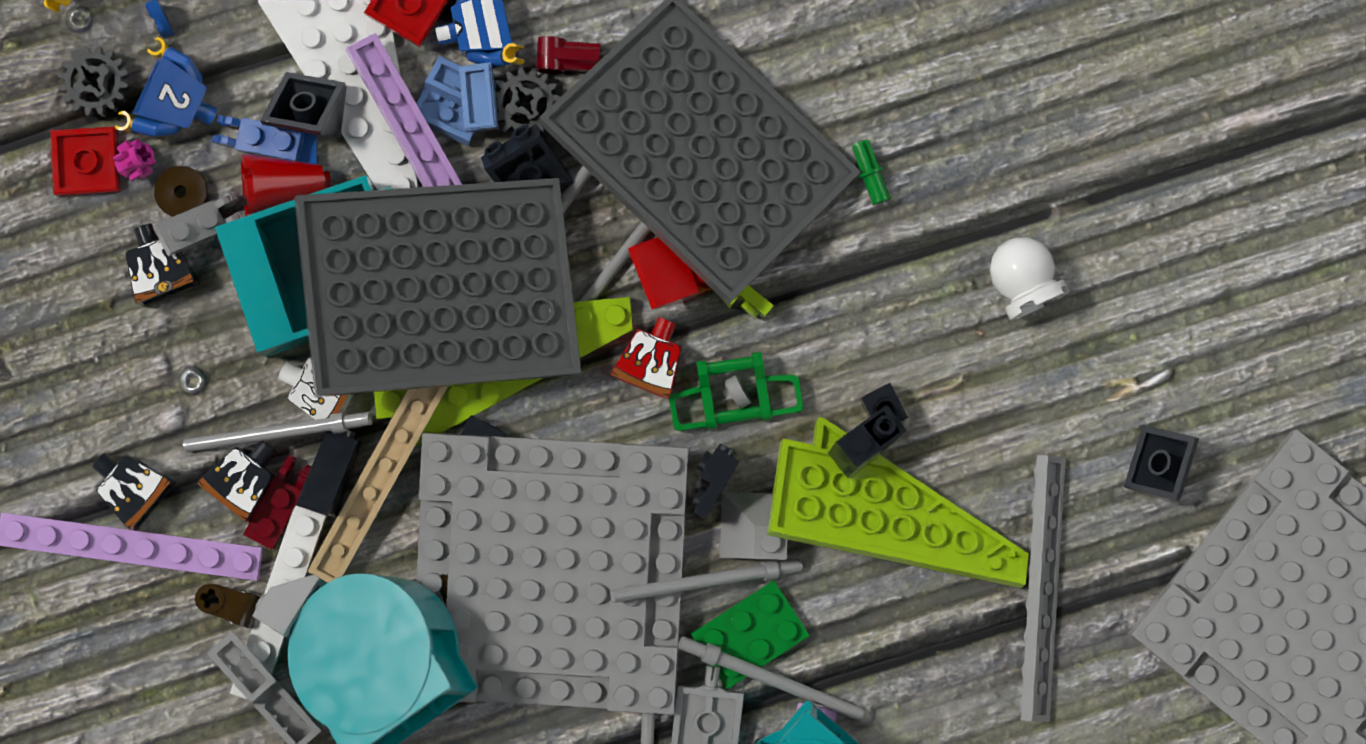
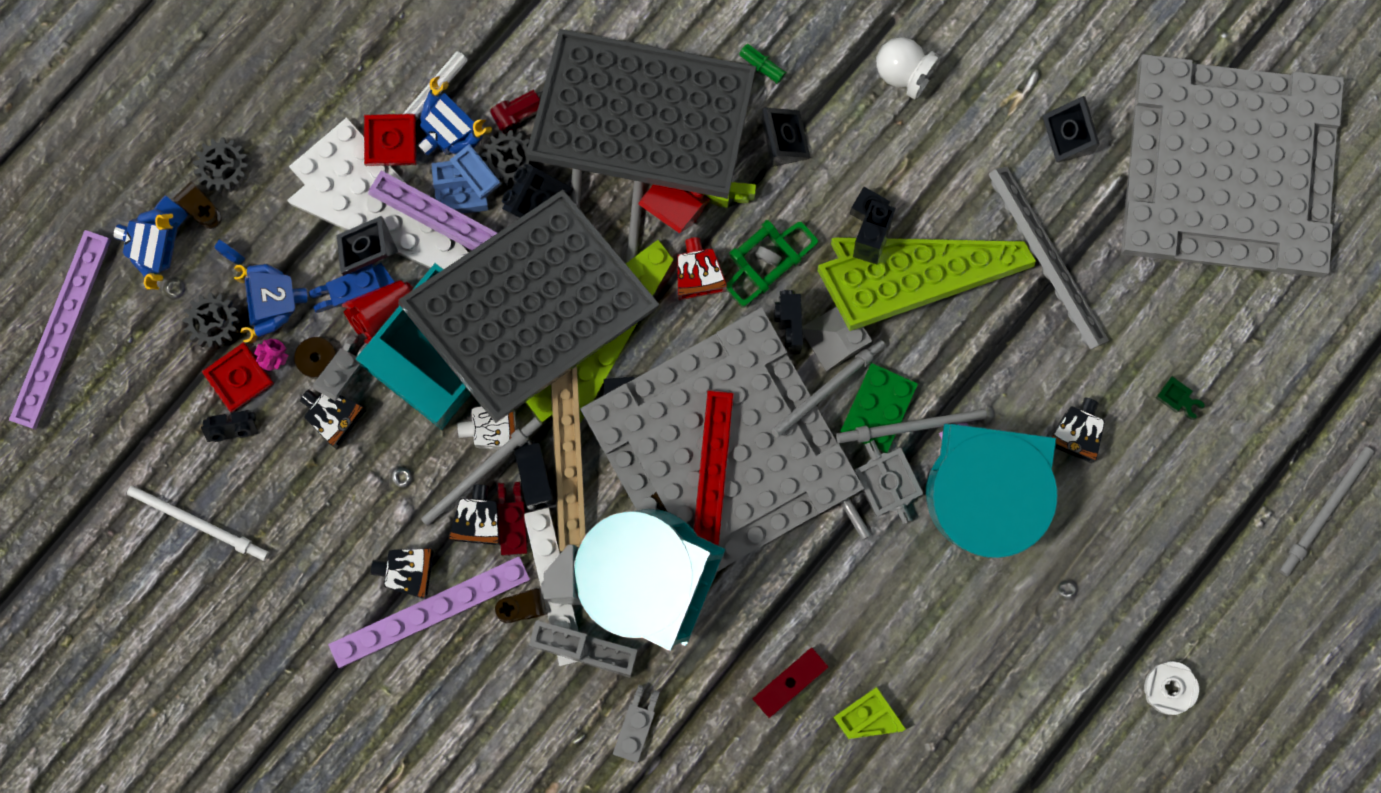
camera: 35 degrees left, 5 degrees down
(29, 204) = (217, 427): none -> black hinge
(524, 588) = (713, 465): none -> red tile
(843, 270) = (784, 136): none -> black slope

